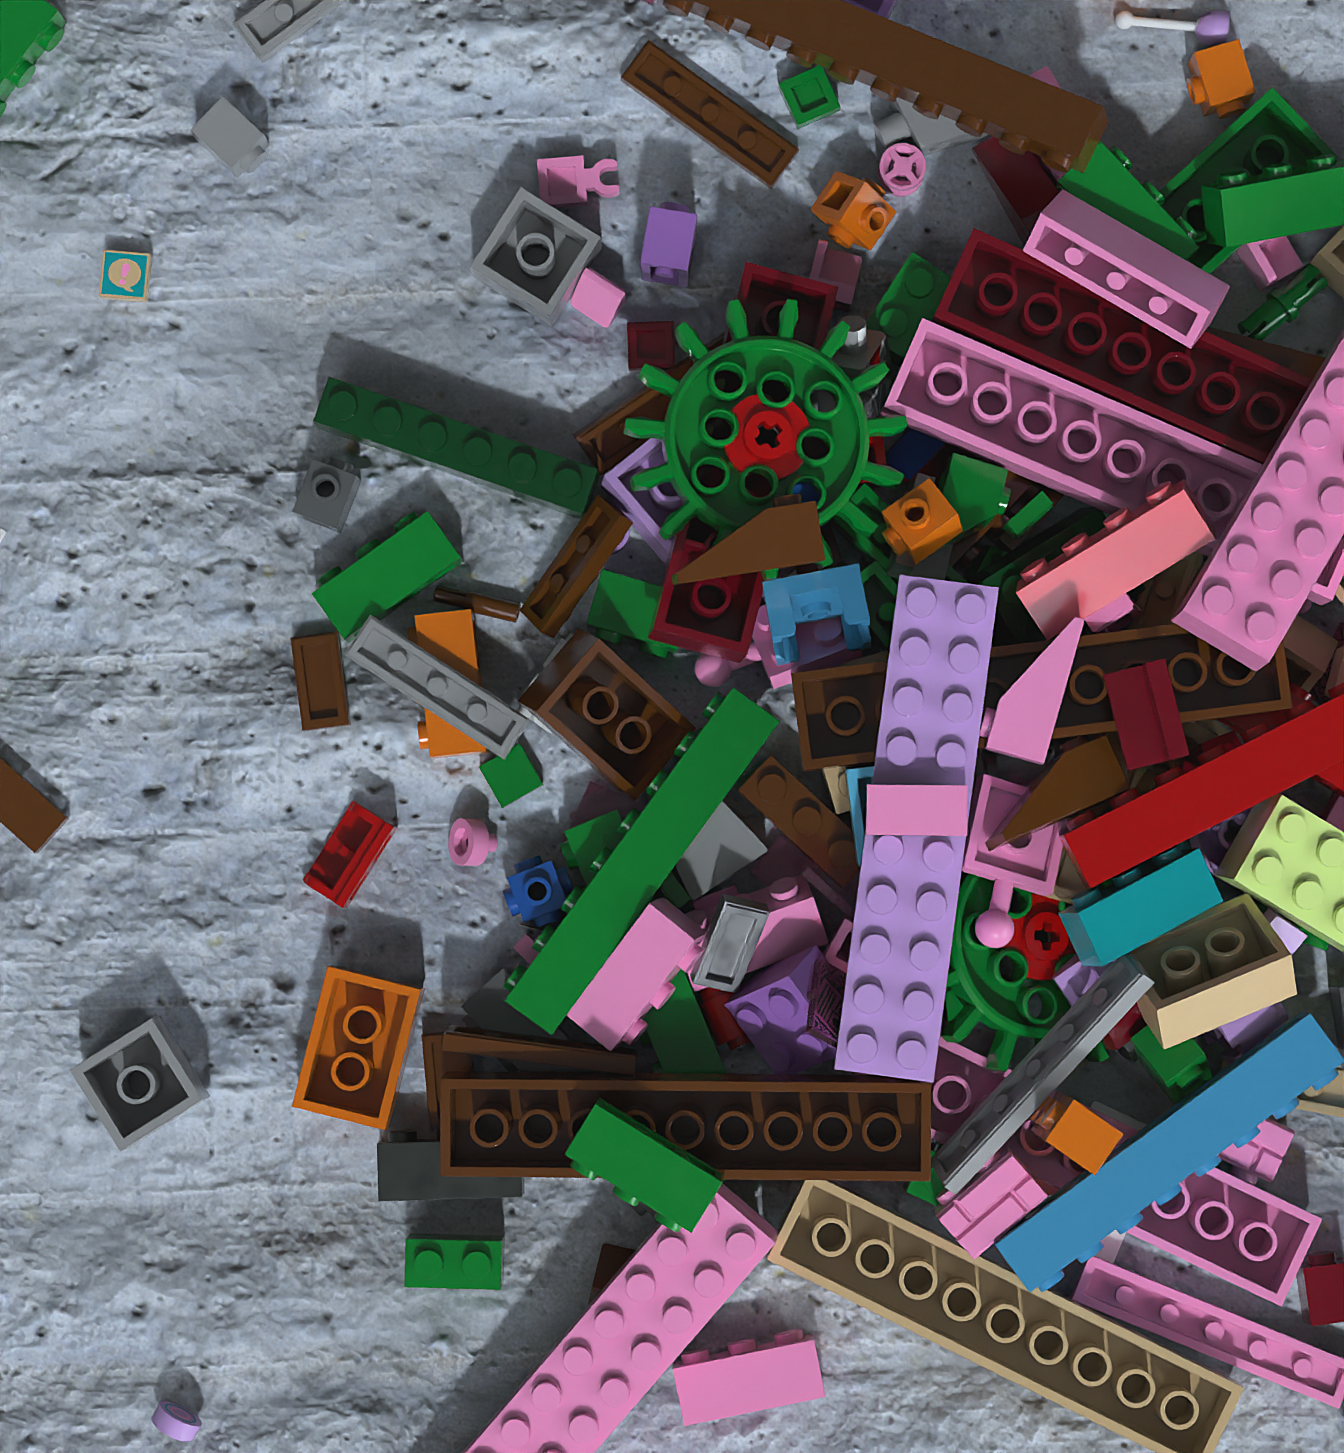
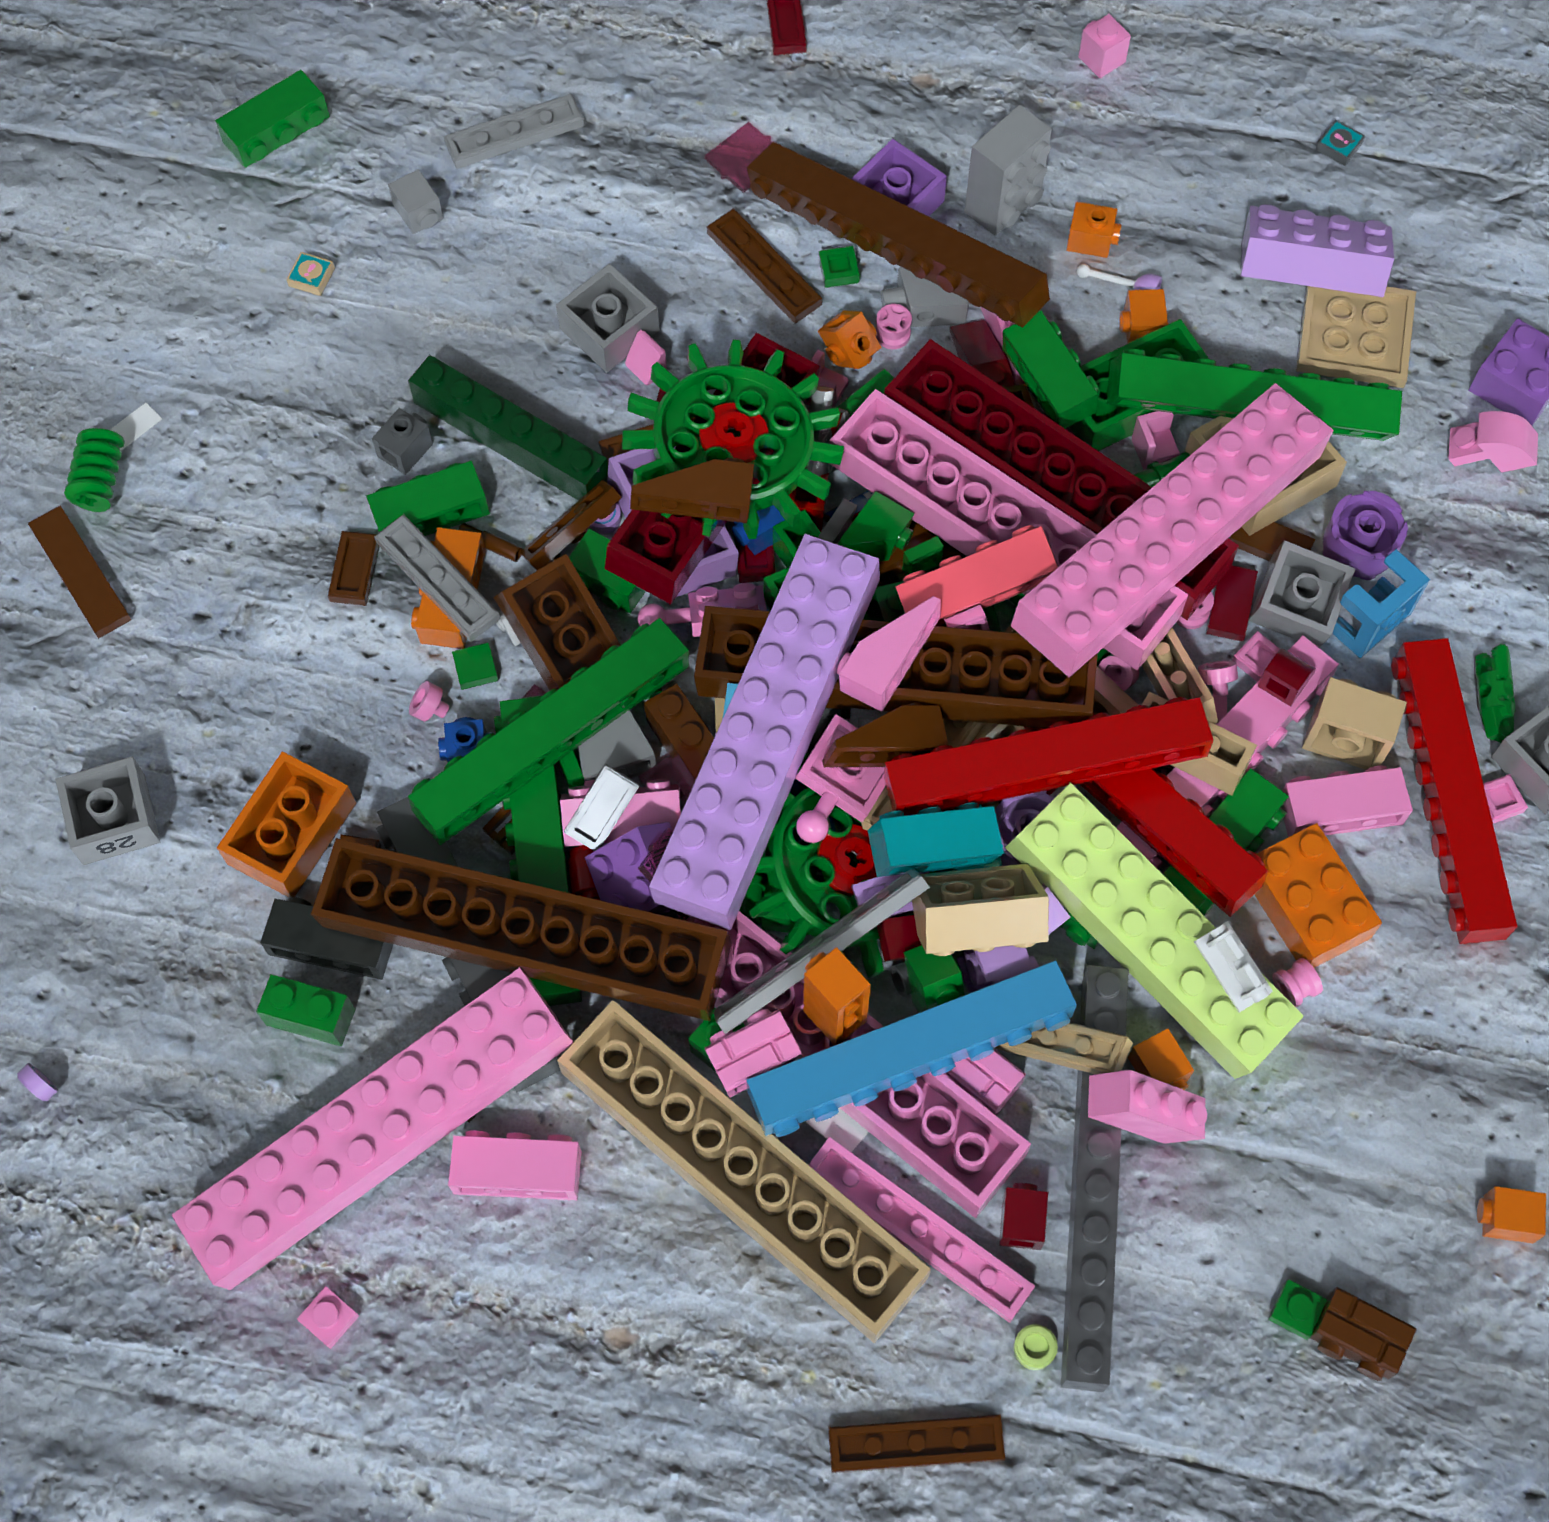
camera: 10 degrees right, 20 degrees down
(349, 854) = (334, 692): red hinge -> none
(539, 1050) = (415, 845): reddish brown tile -> none
(566, 181) = (652, 281): bright pink plate -> none
(638, 975) = (520, 810): bright pink brick -> none
(644, 1167) = (473, 935): green brick -> none
(669, 244) = (707, 324): medium lavender brick -> none
(812, 599) = (738, 565): dark azure panel -> none
(917, 810) = (769, 697): bright pink tile -> none
(920, 522) = (835, 517): orange brick -> none
(1126, 268) = (1038, 386): bright pink brick -> none
(1146, 714) = (974, 689): dark red panel -> none

